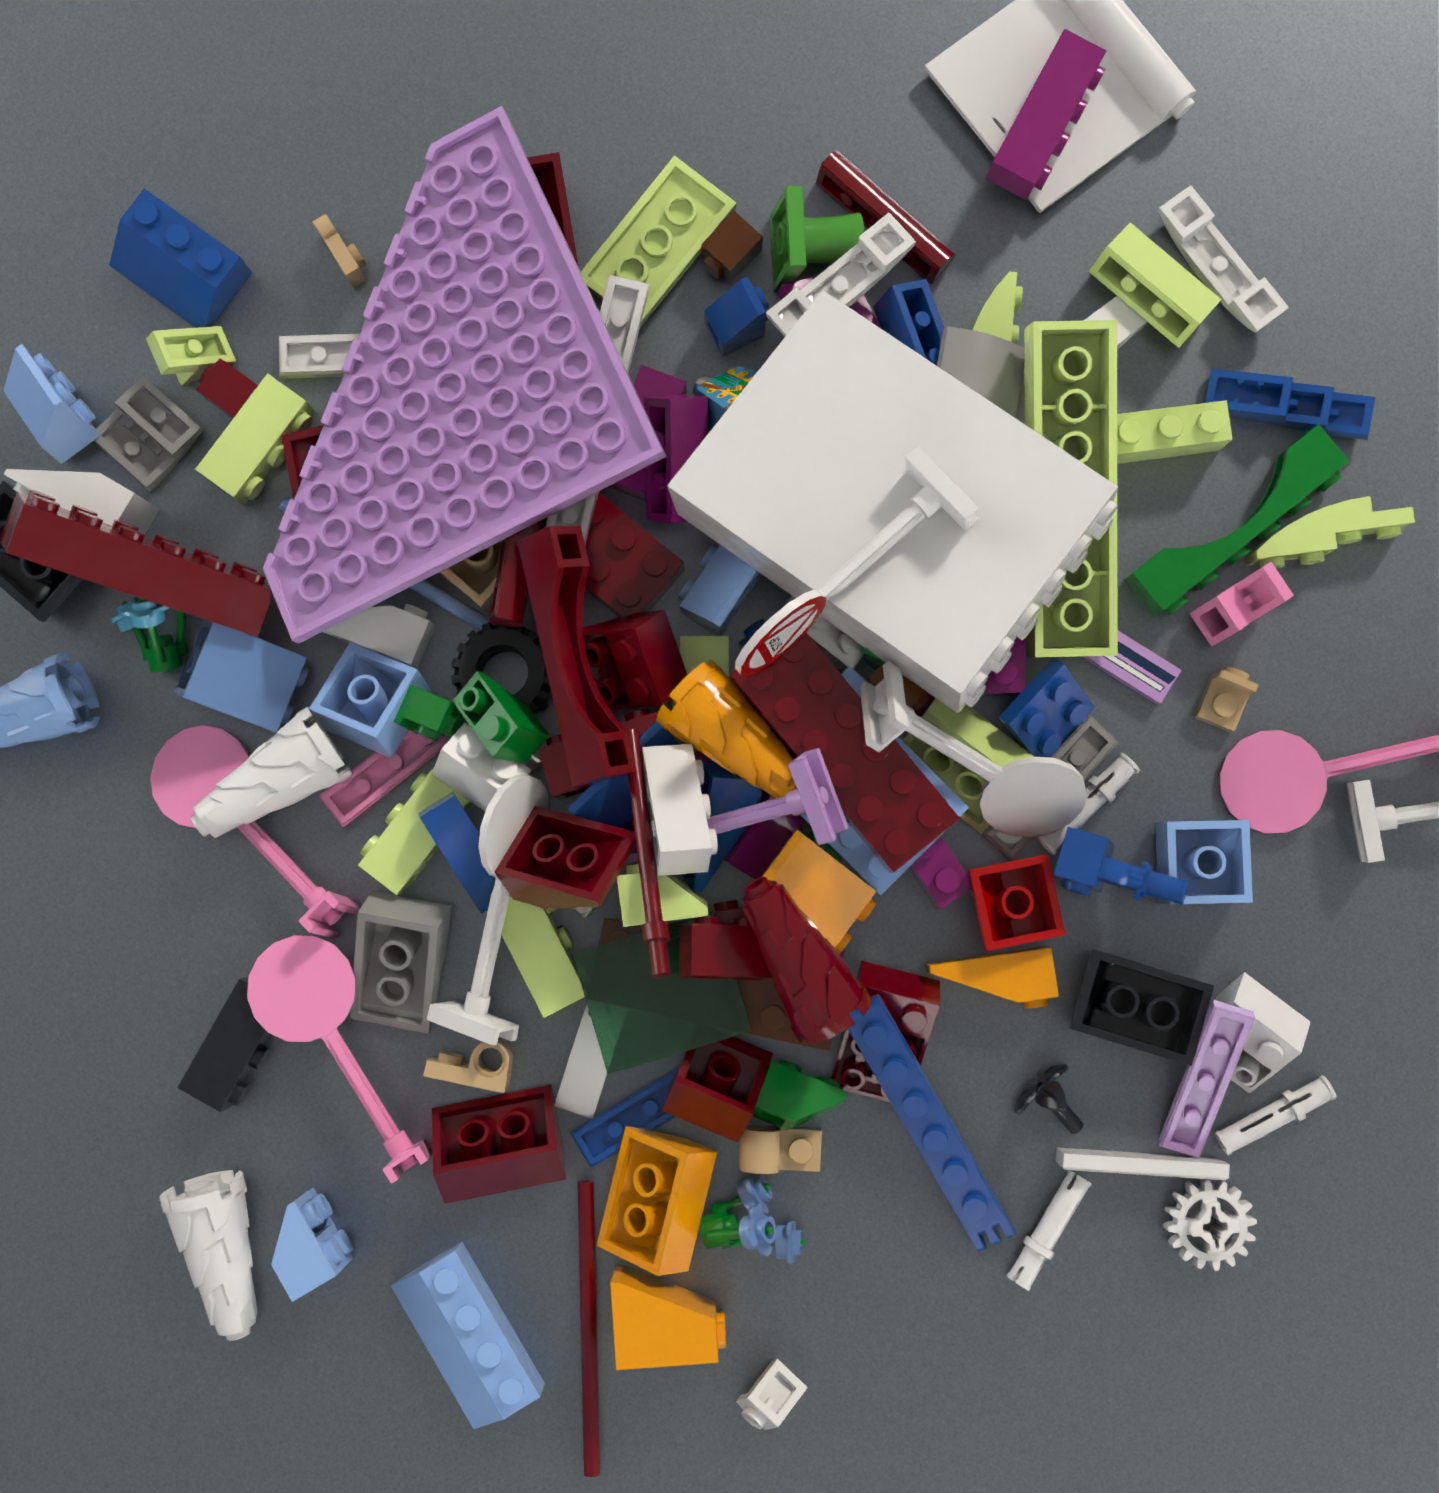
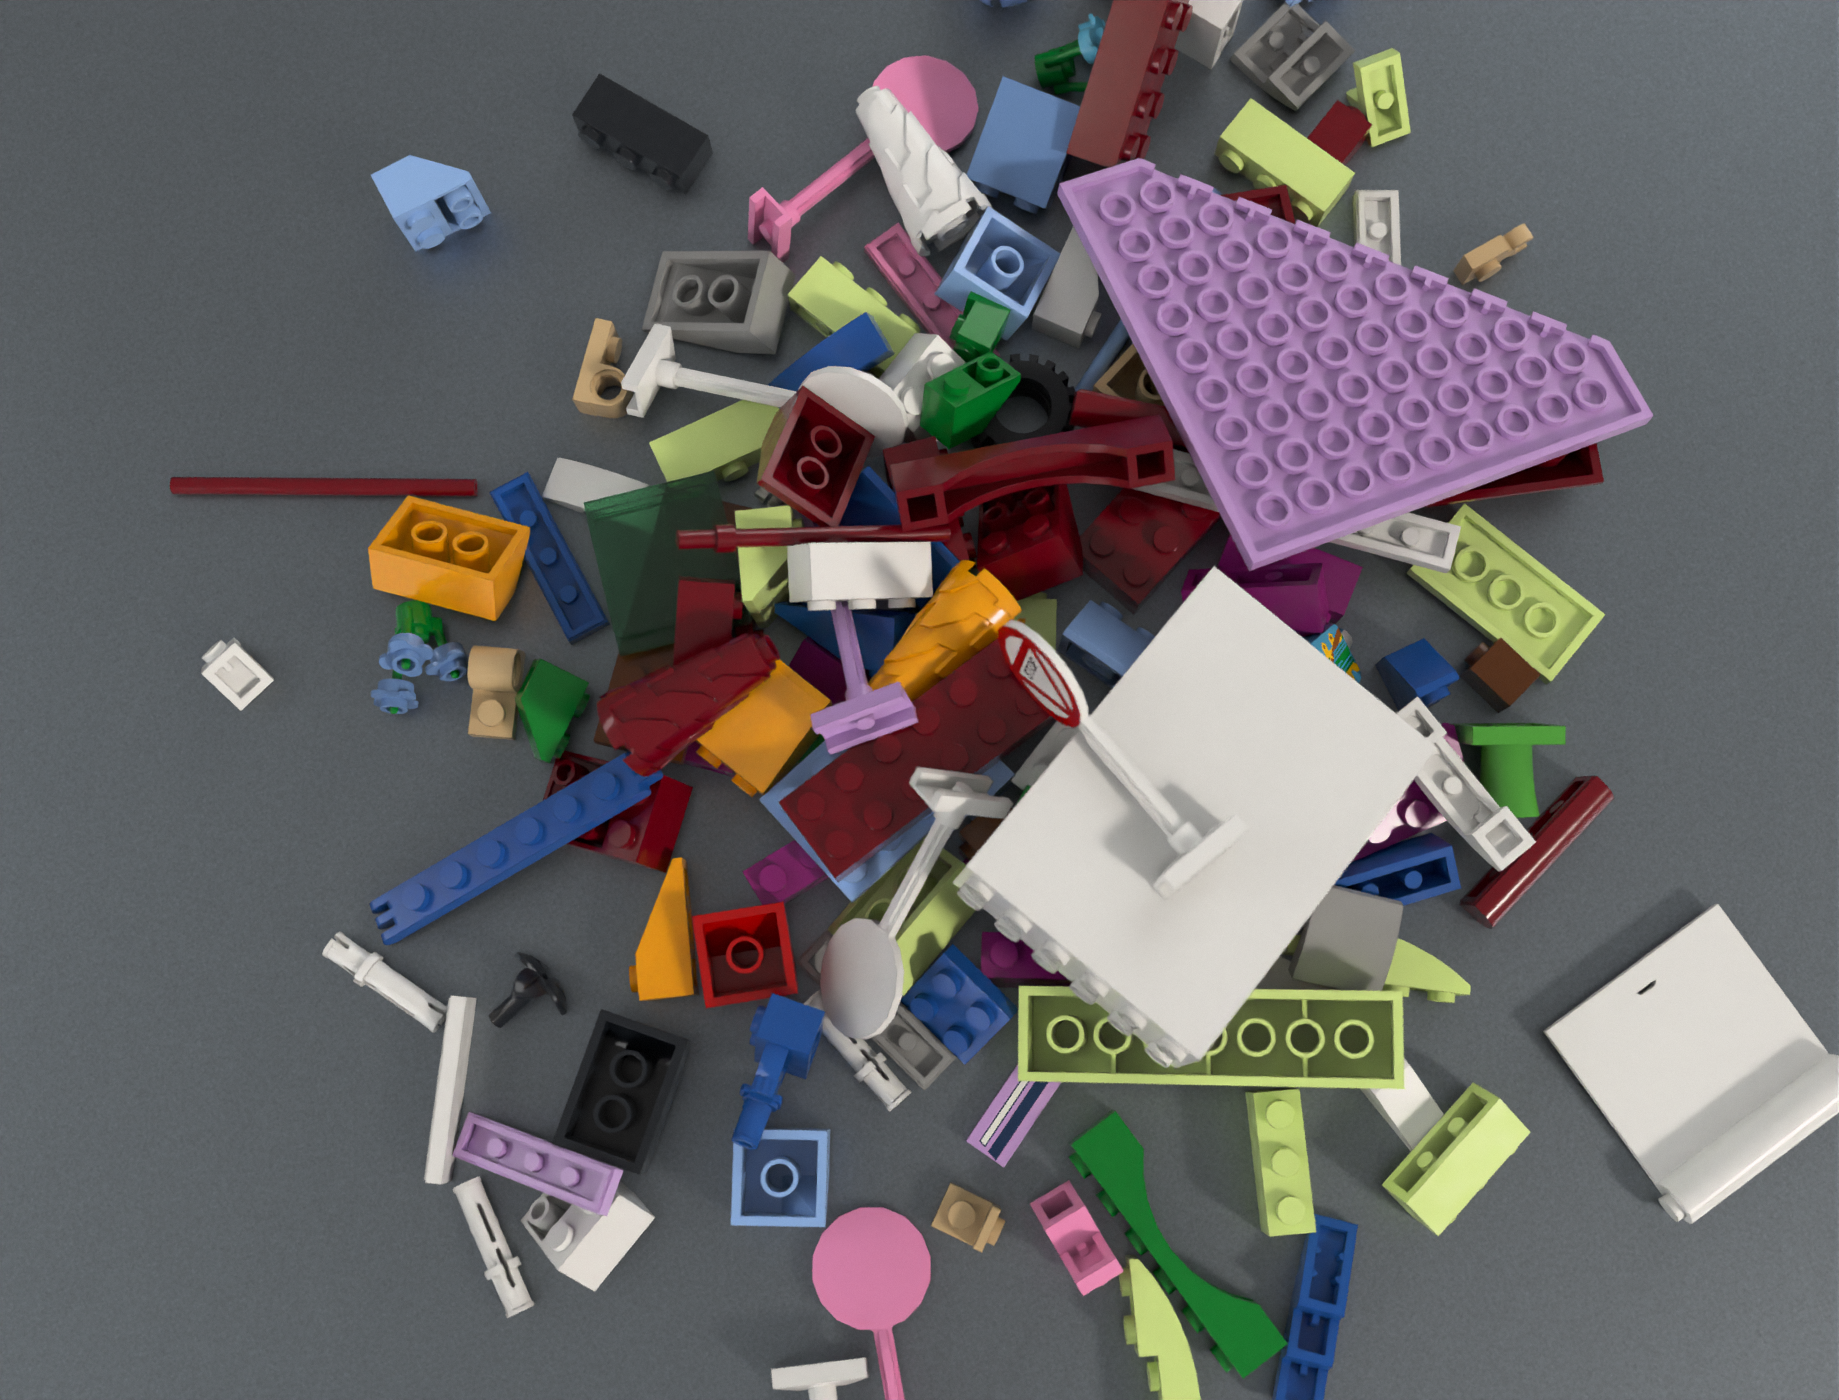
camera: 95 degrees right, 5 degrees down
(176, 261) = (1480, 86): blue slope -> none
(214, 1238) = (449, 107): white cone -> none
(304, 993) = (687, 198): bright pink piece -> none
(469, 1337) = (325, 365): light blue slope -> none
(497, 1144) = (520, 395): dark red slope -> none
(662, 1323) = (320, 555): light orange slope -> none
(719, 1086) = (565, 624): dark red slope -> none
(1045, 114) = (1659, 1039): magenta brick -> none
(1217, 263) = (1484, 1240): white slope -> none
(1227, 1224) = (377, 1180): white gear -> none

